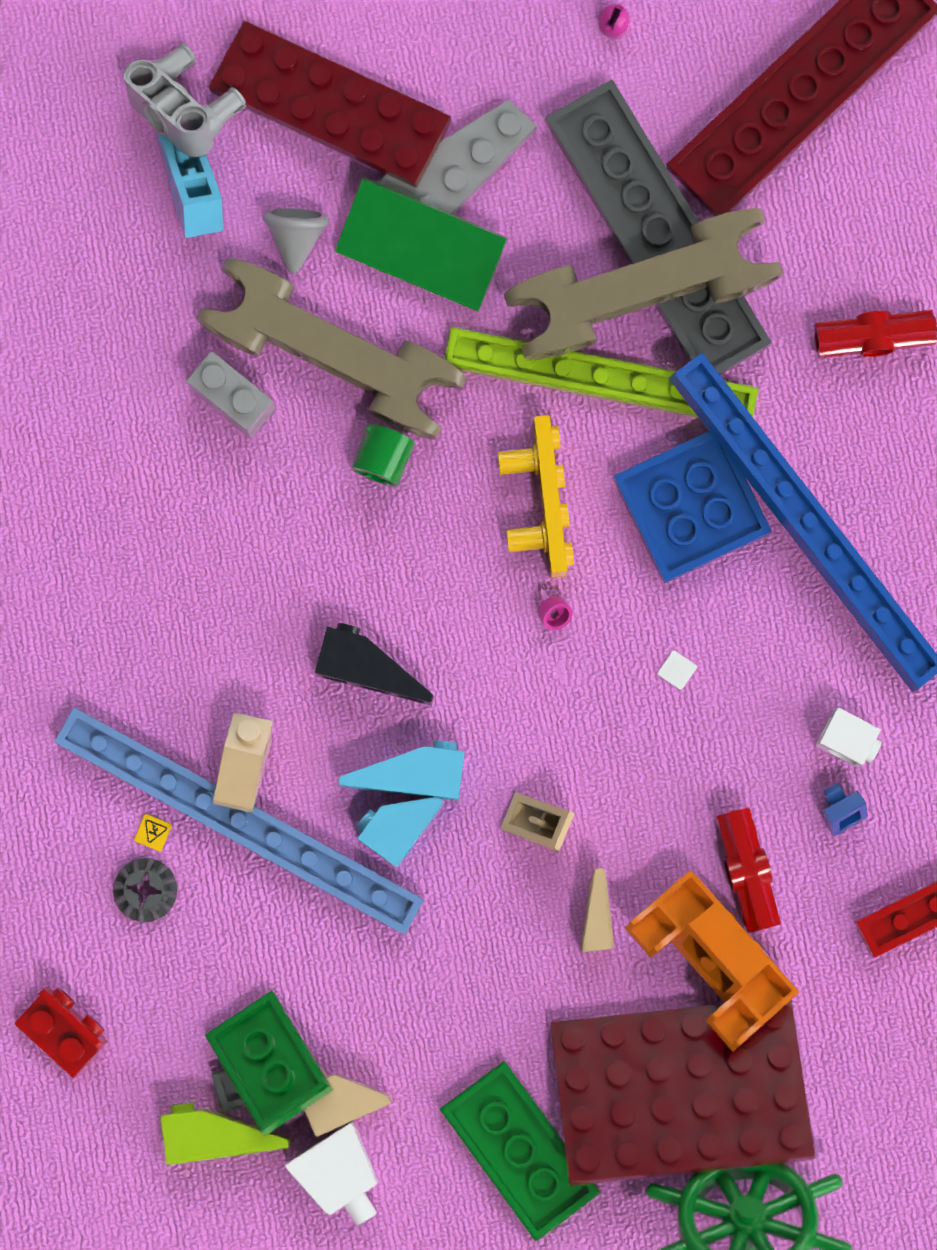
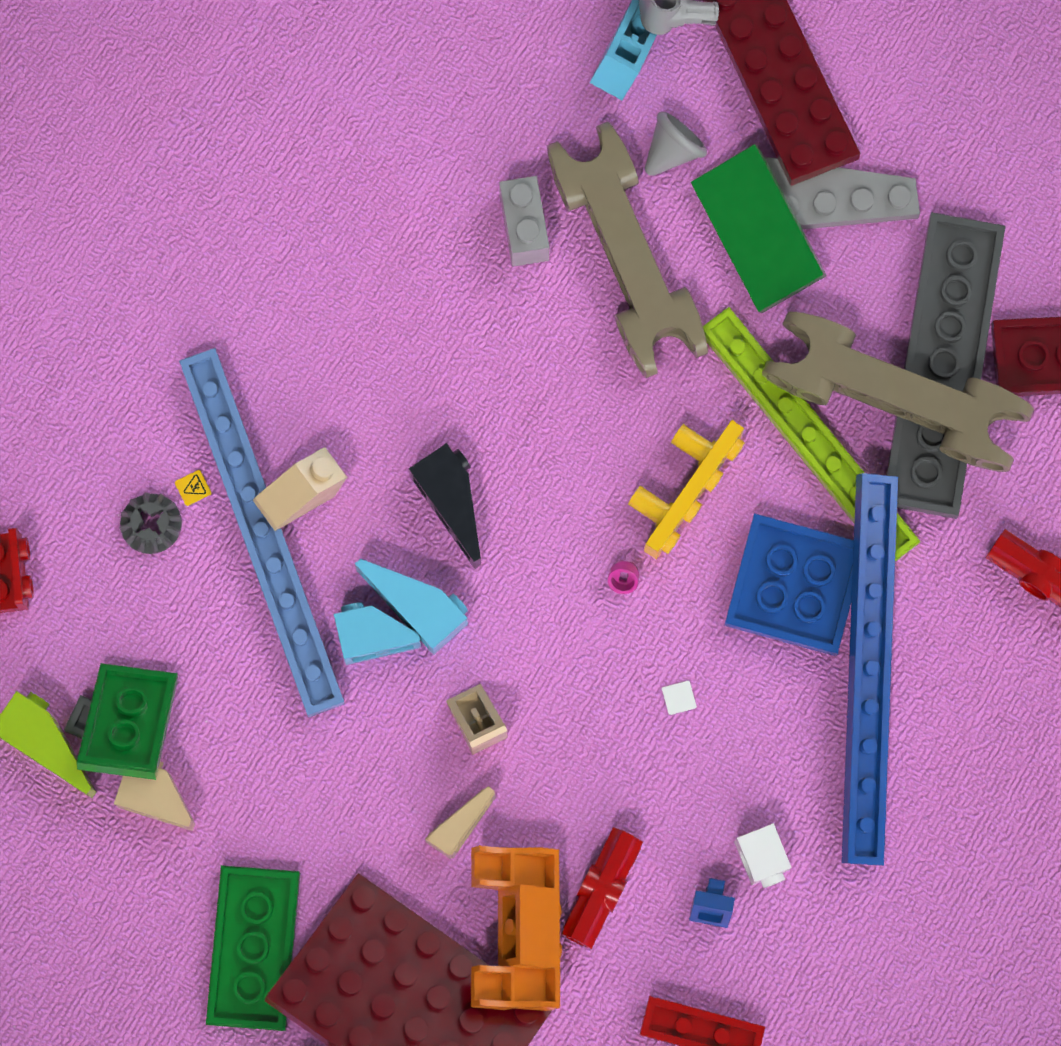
camera: 40 degrees right, 5 degrees down
(337, 1173) = (106, 846): white torso -> none
(382, 455) = (596, 356): green piece -> none
(621, 24) = (1048, 192): dark pink hinge -> none

